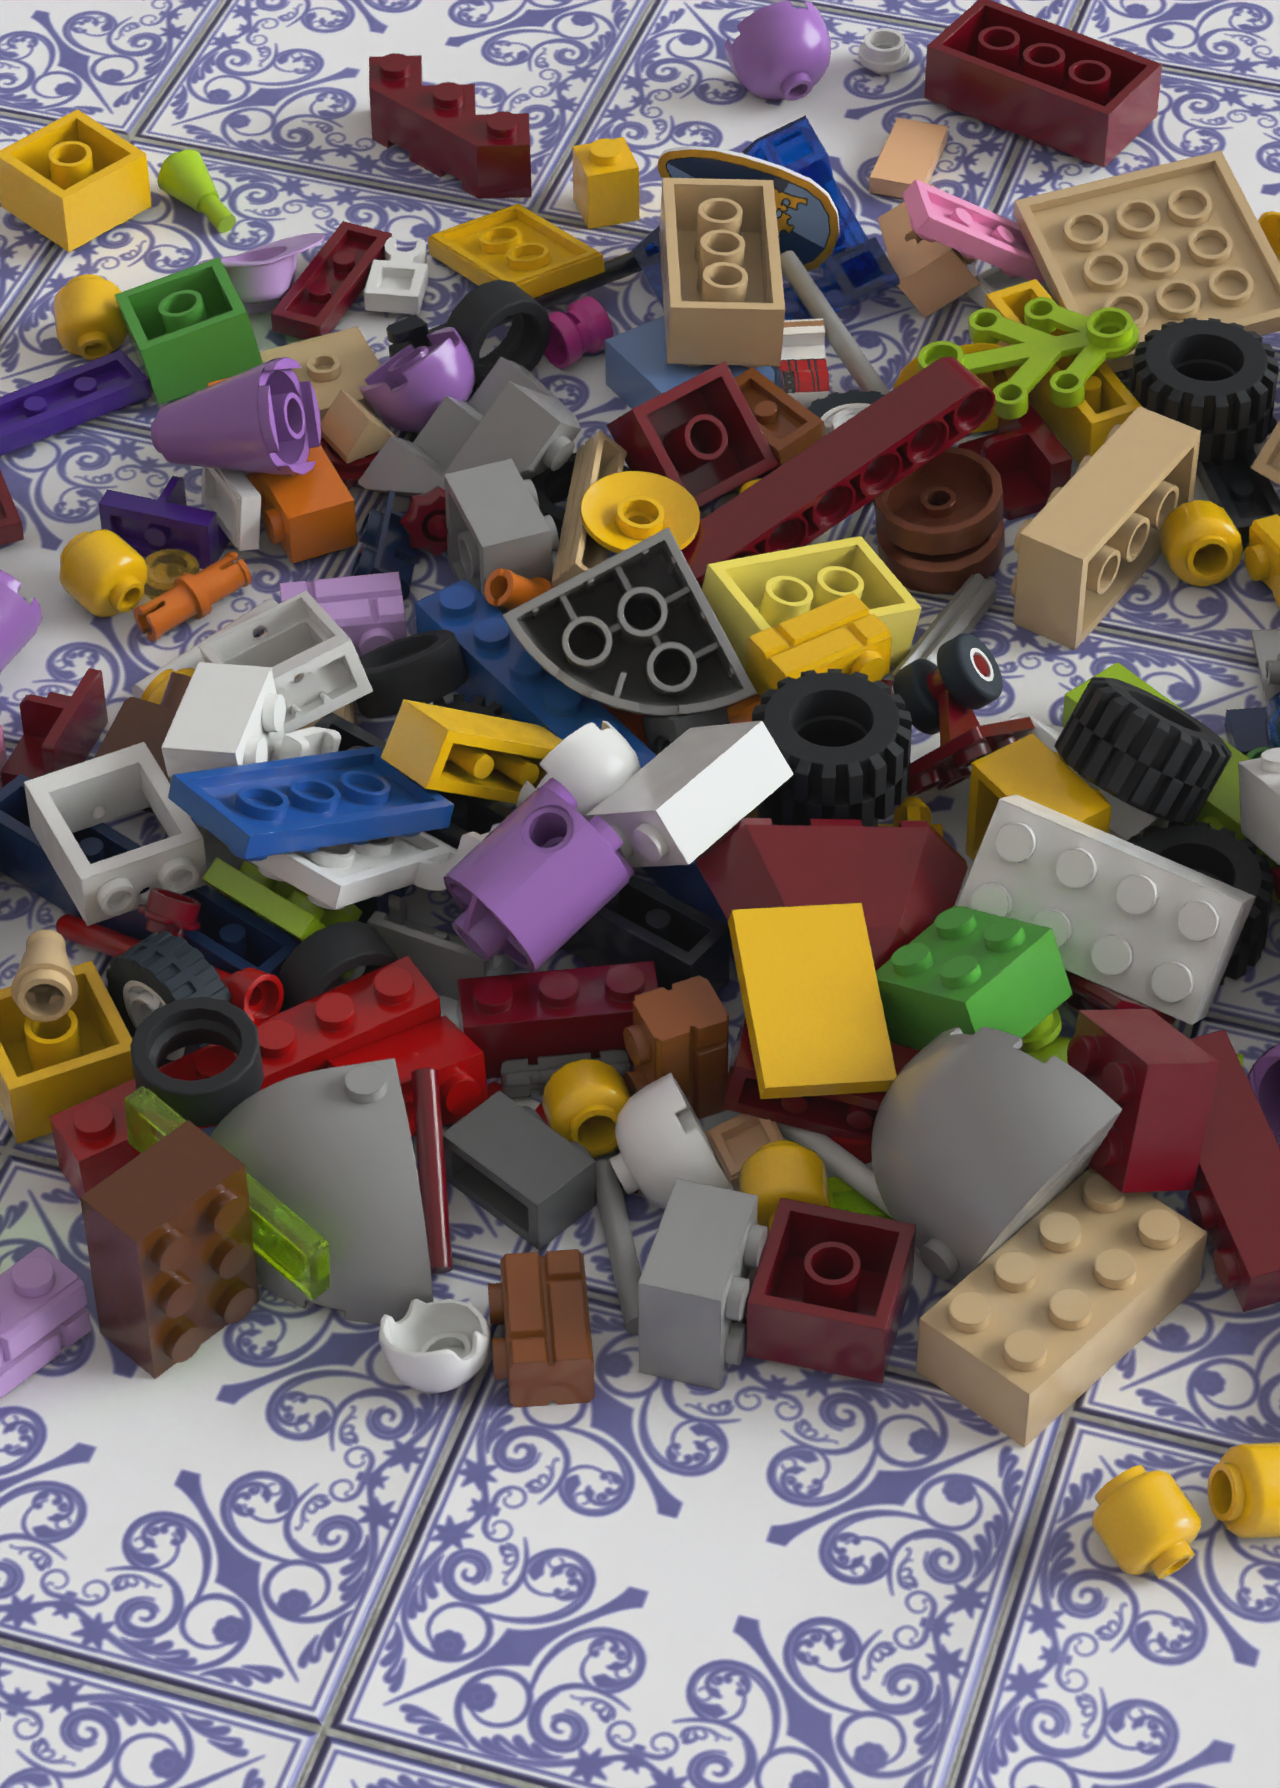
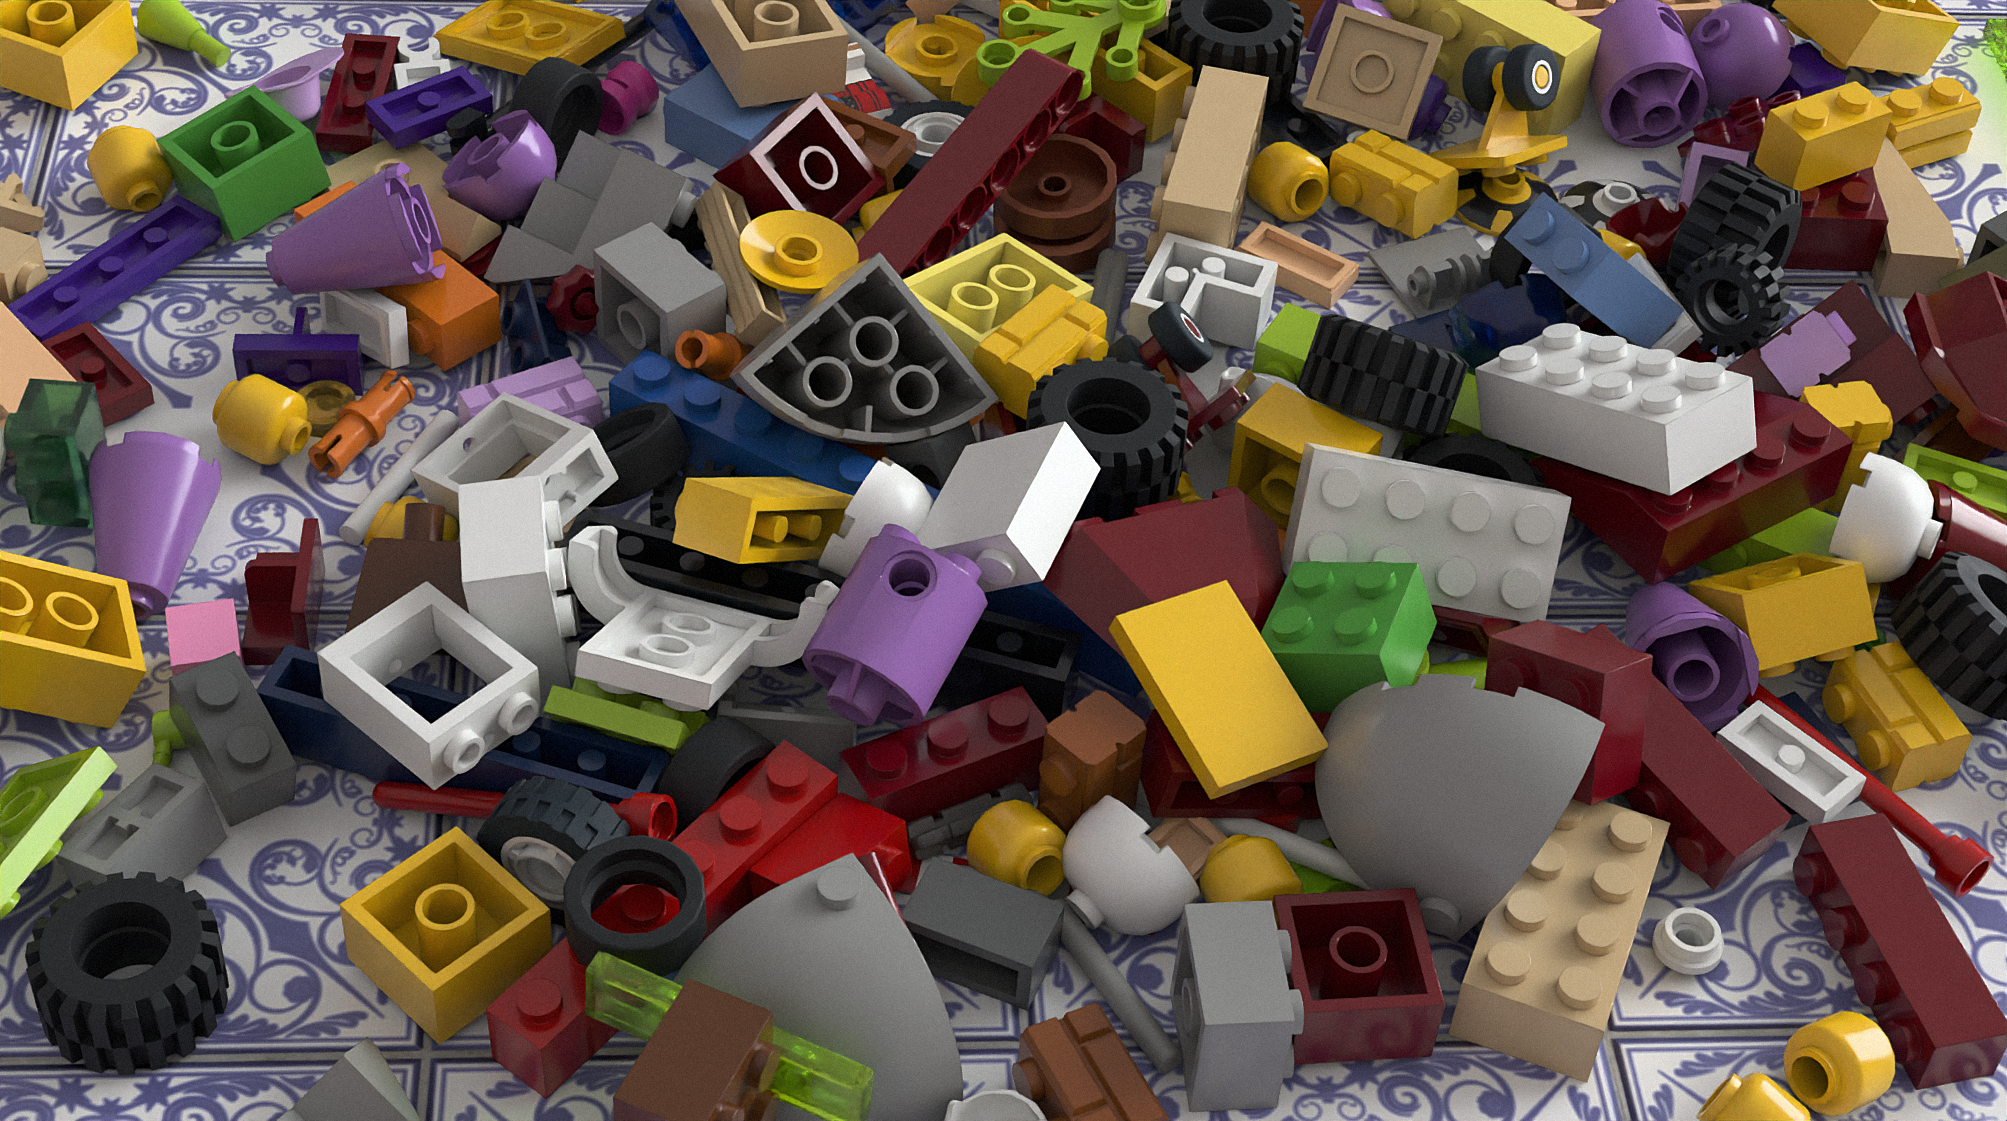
camera: 25 degrees left, 0 degrees up
(44, 980) = (425, 859): tan cone -> none
(170, 912) = (526, 755): dark red plate -> none
(308, 803) = (630, 606): blue plate -> none
(370, 308) = (426, 106): none -> dark purple plate
(895, 336) = (920, 48): none -> yellow plate
(1041, 634) = (1217, 286): none -> white brick
(1171, 629) = (1302, 265): none -> light nougat tile
(1185, 1336) = (1688, 941): none -> white plate

